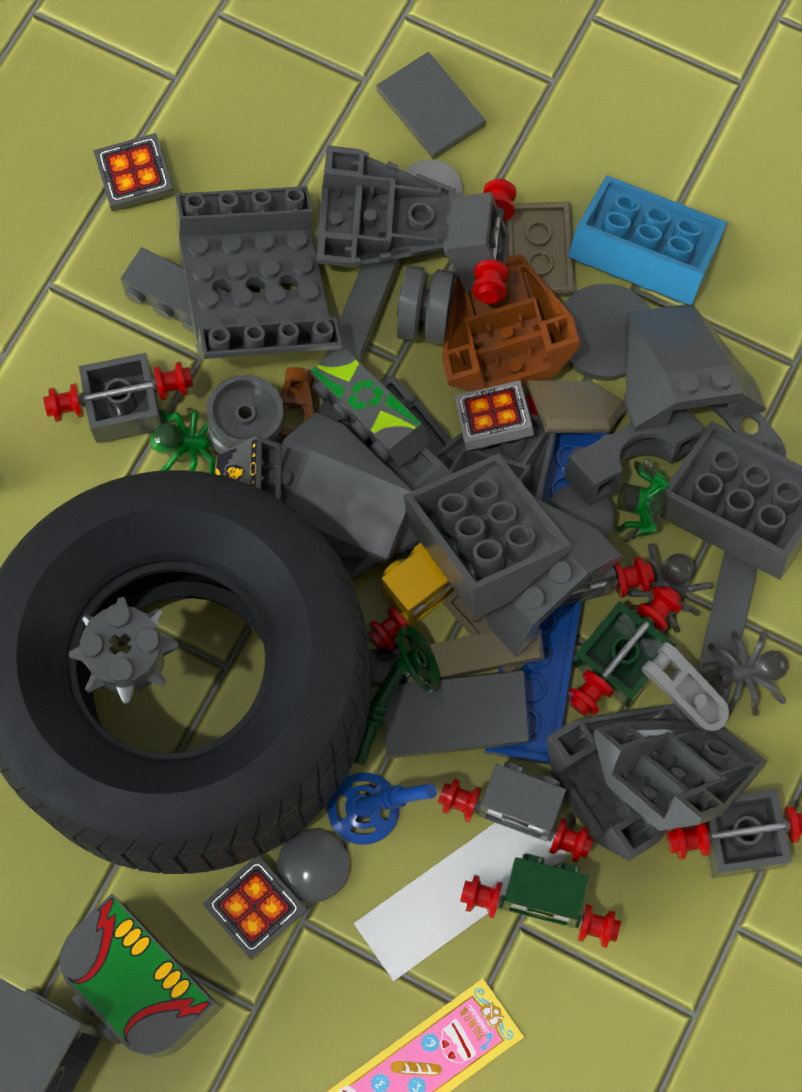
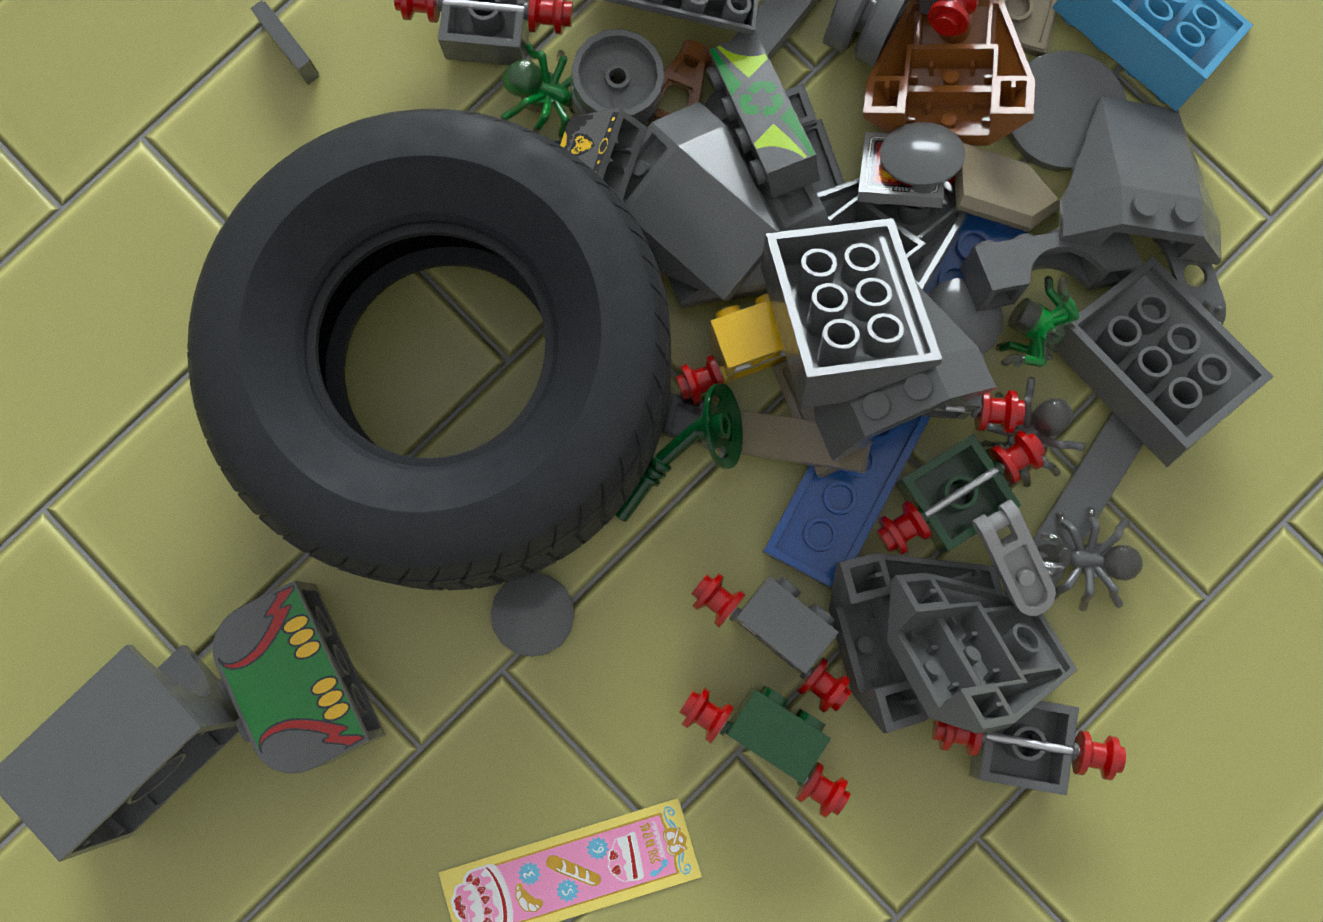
camera: 20 degrees right, 10 degrees up
(117, 670) = (350, 297): dark grey brick -> none
(254, 907) = (453, 640): tile -> none
(370, 806) = (630, 568): blue dish -> none
(430, 909) = (644, 702): white sticker -> none
(458, 715) = (748, 504): dark grey tile -> none
(504, 399) = (922, 155): none -> dark grey dish

